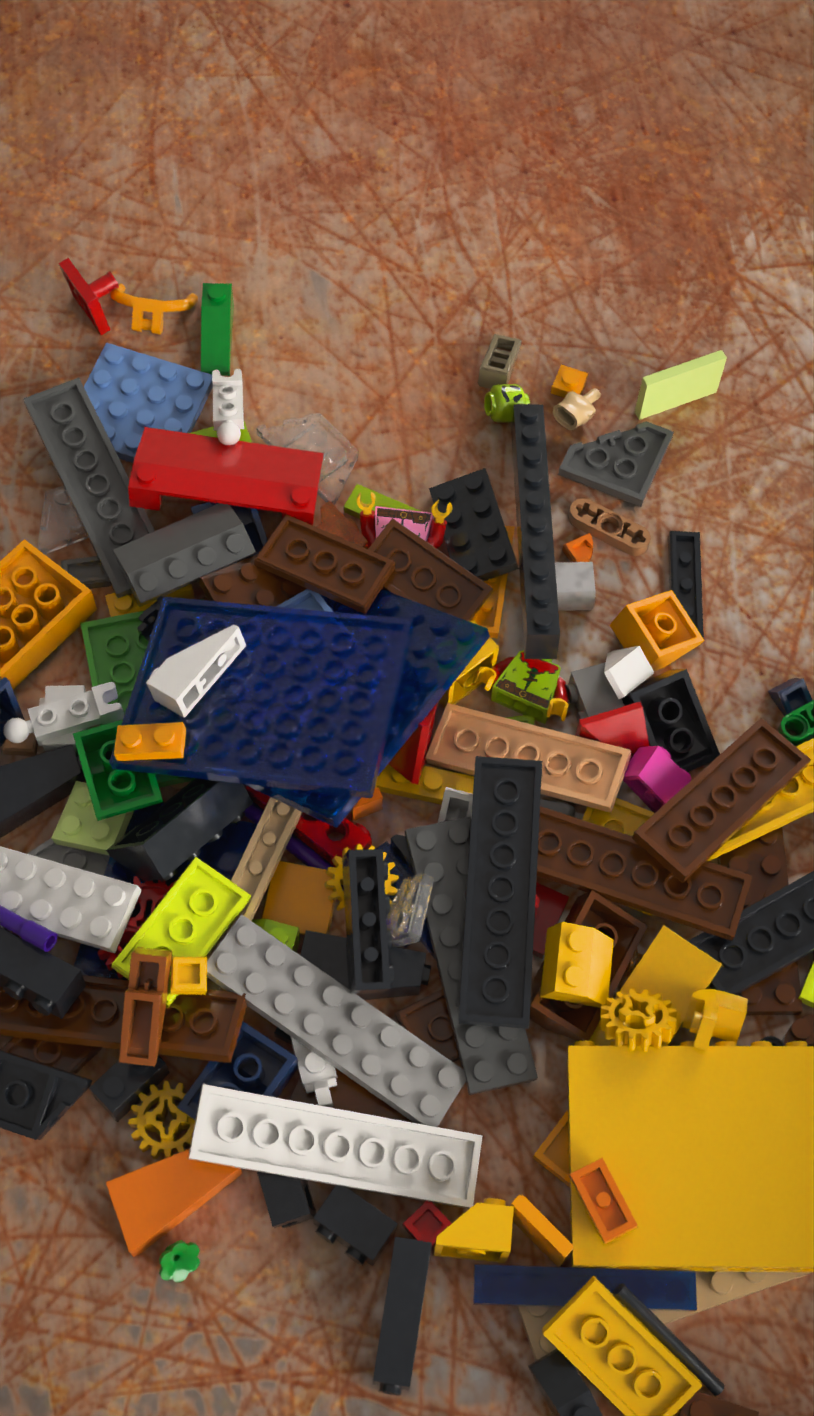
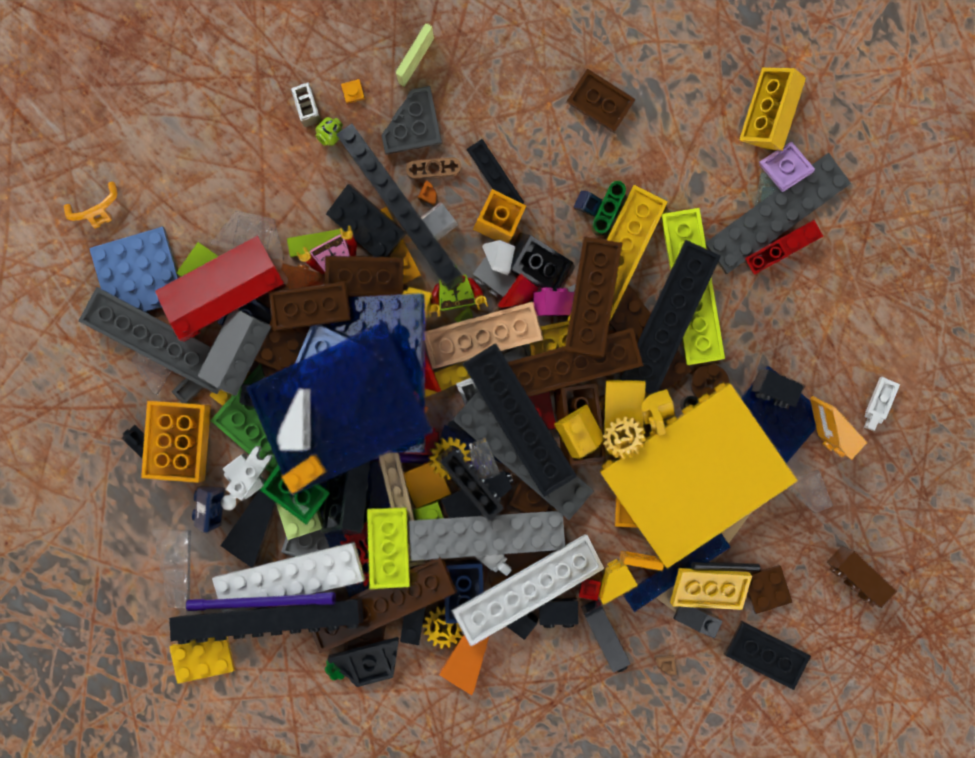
camera: 30 degrees left, 25 degrees up
(88, 294) = (57, 229): red tile -> none
(145, 1006) = (400, 597): dark orange slope -> none
(179, 1260) = (493, 680): green plant -> none
(188, 976) = (408, 568): yellow tile -> none
(216, 327) = (141, 197): green slope -> none
(228, 406) = (187, 244): white plate -> none
(576, 409) = (368, 107): tan piece -> none
(603, 1201) = (663, 534): orange plate -> none

